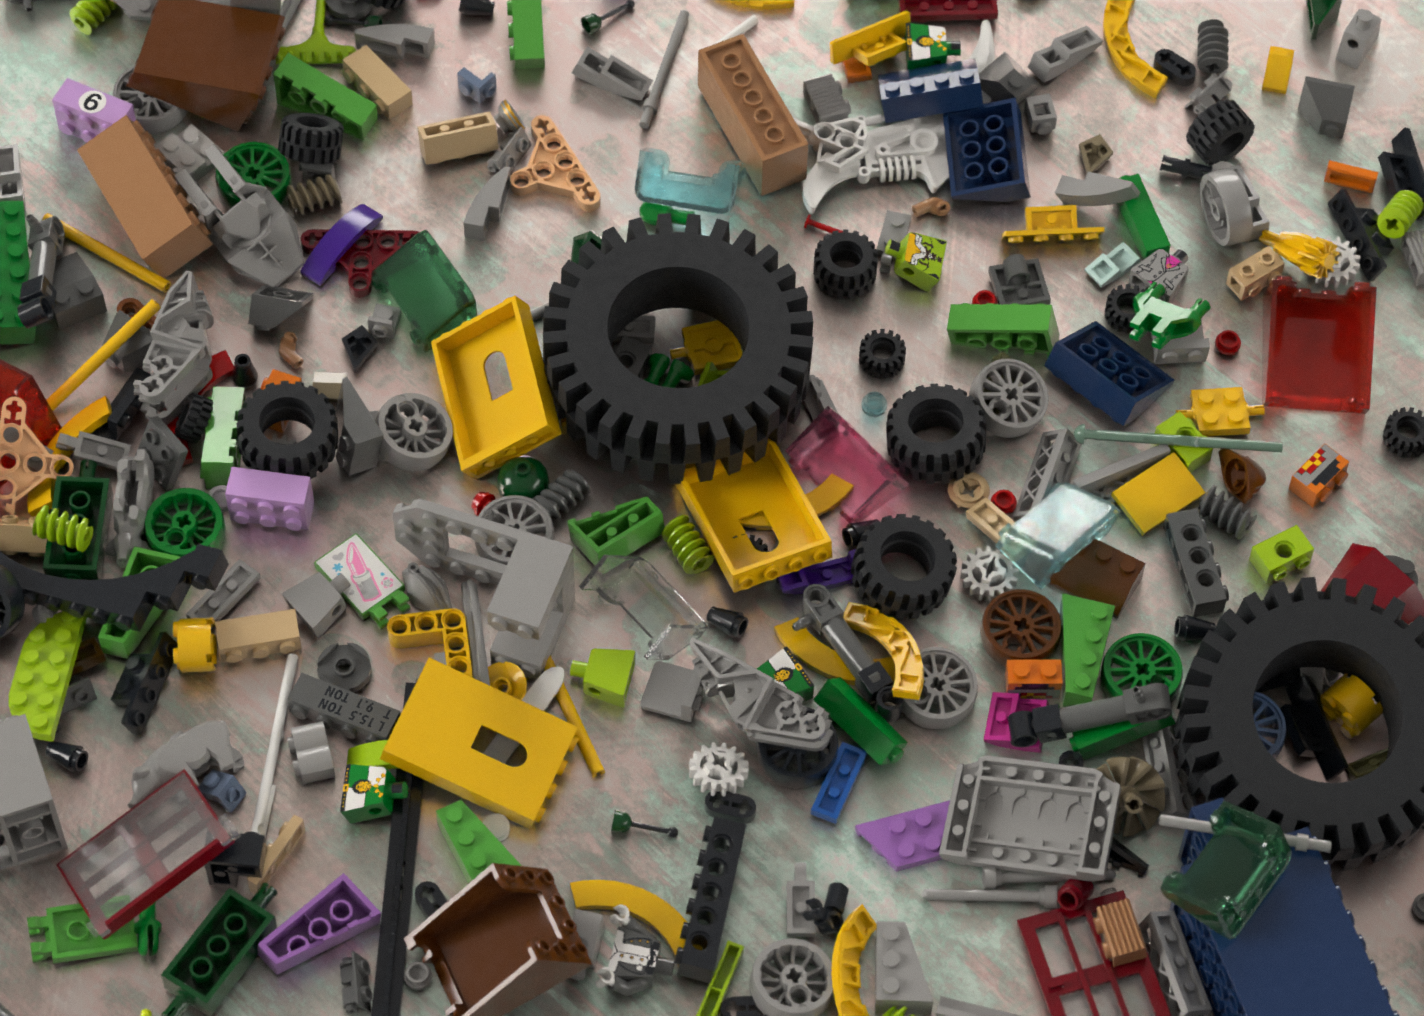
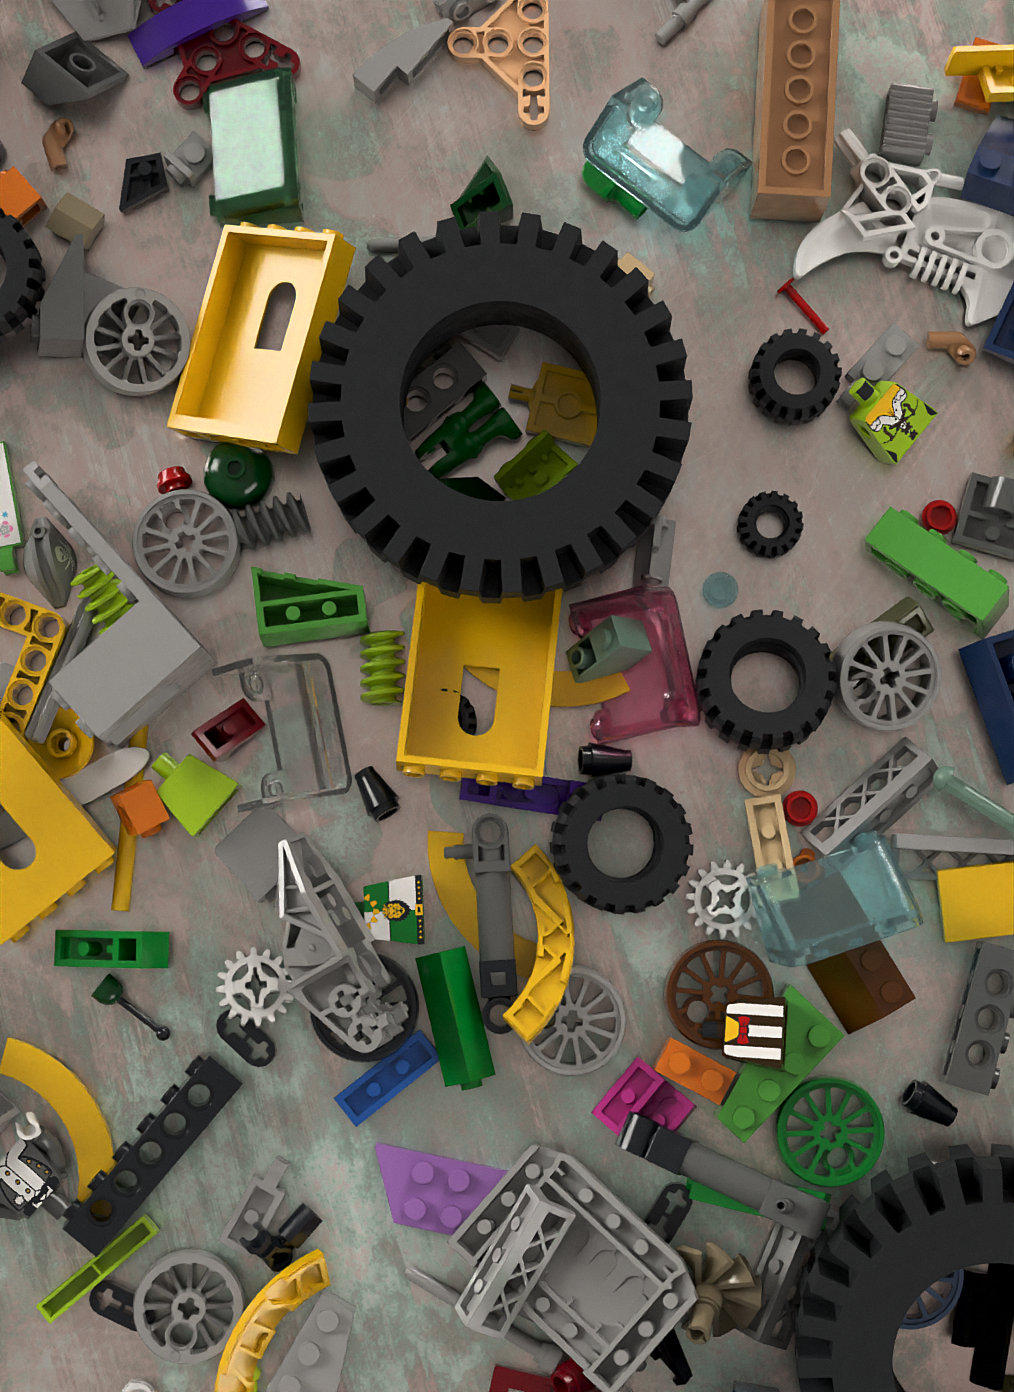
camera: 30 degrees right, 25 degrees up
(478, 580) = (103, 594): none -> lime piece
(578, 698) = (140, 808): none -> orange brick
(606, 628) = (228, 730): none -> dark red slope
(609, 792) = (111, 949): none -> green slope
(825, 463) = (609, 649): none -> sand green slope
(984, 834) = (500, 1262): none -> light grey fence
(1056, 625) = (752, 1032): none -> torso

